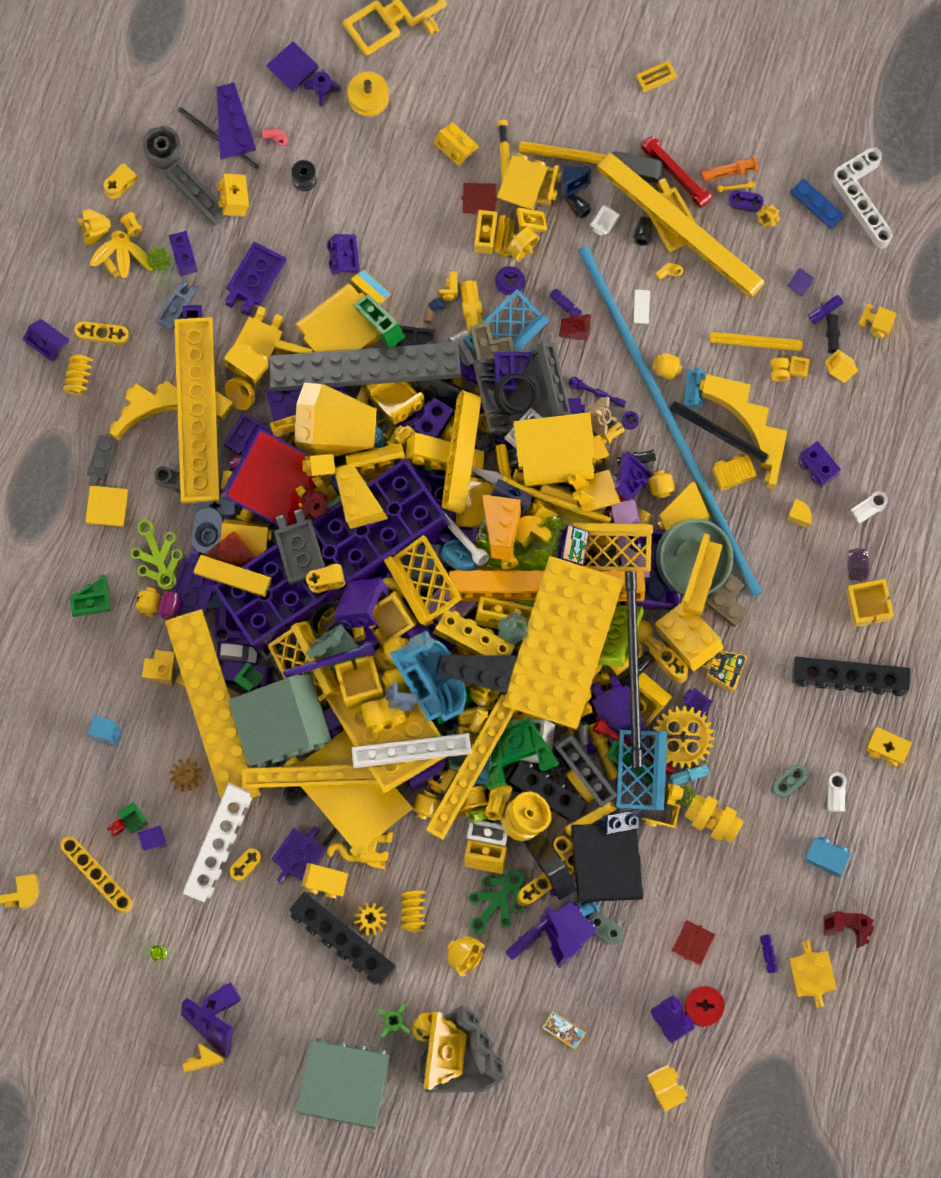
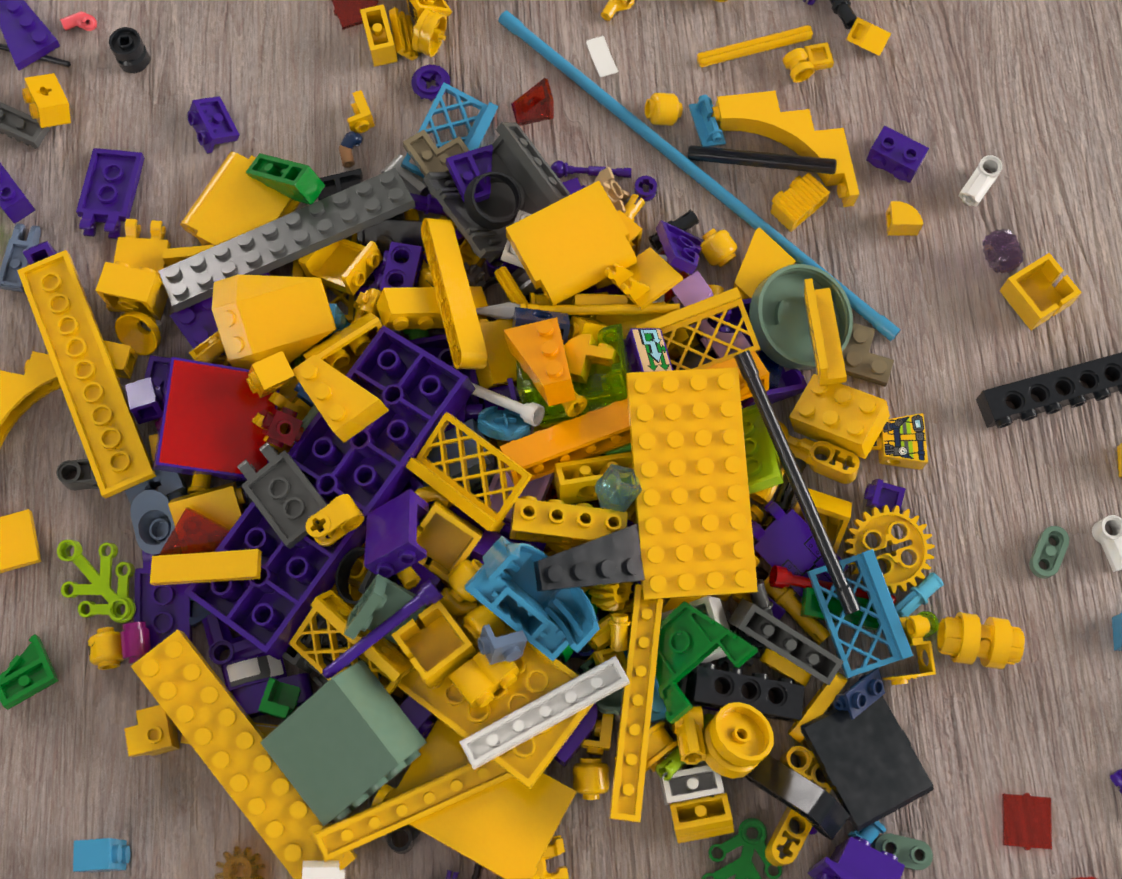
camera: 20 degrees left, 5 degrees down
(230, 444) = (145, 400): none -> brick
(368, 285) = (251, 145): yellow slope -> none
(471, 304) = (395, 126): yellow piece -> none
(565, 303) = (507, 83): dark purple axle -> none

